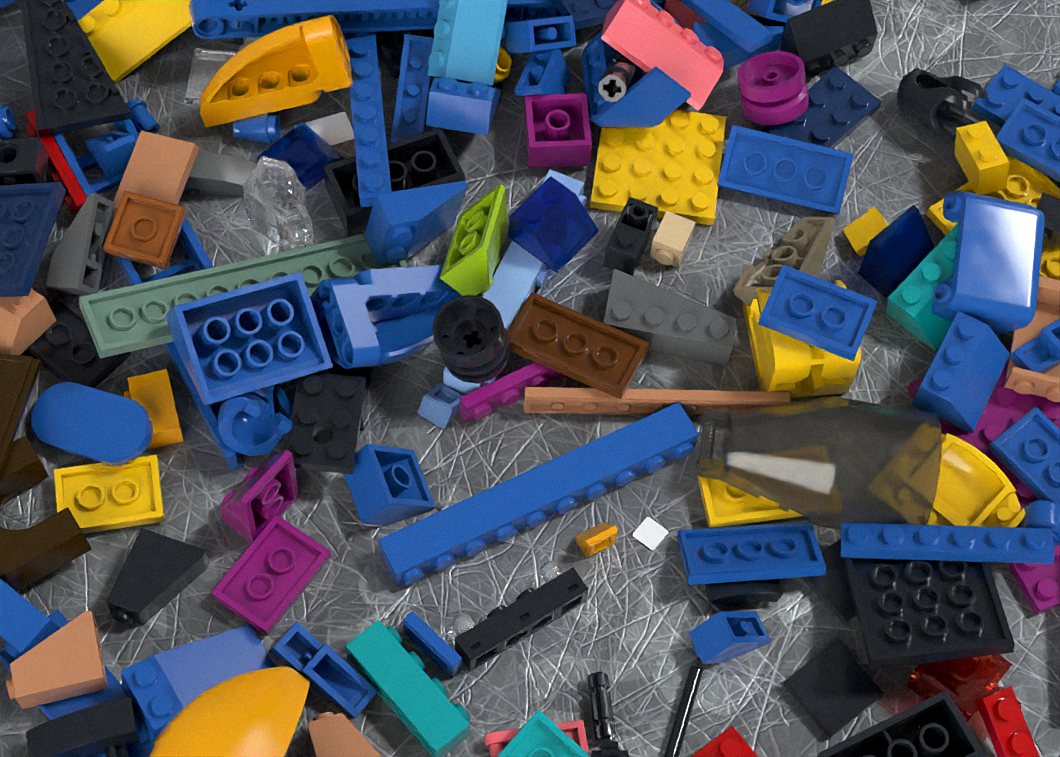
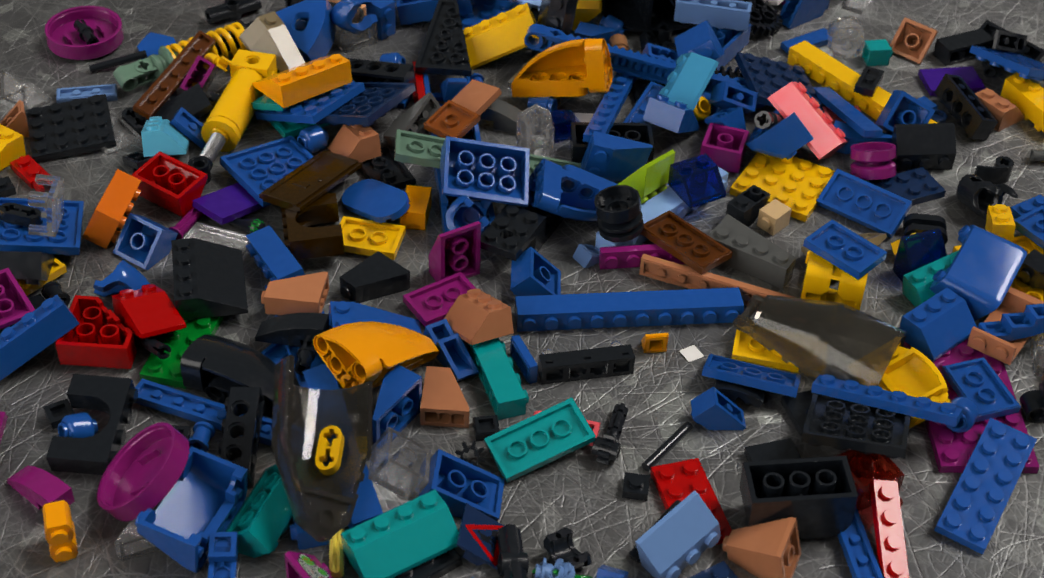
camera: 25 degrees right, 20 degrees down
(344, 606) = (479, 317): none -> nougat slope
(882, 188) = (922, 222): none -> black brick
(939, 41) = (999, 173): none -> black panel

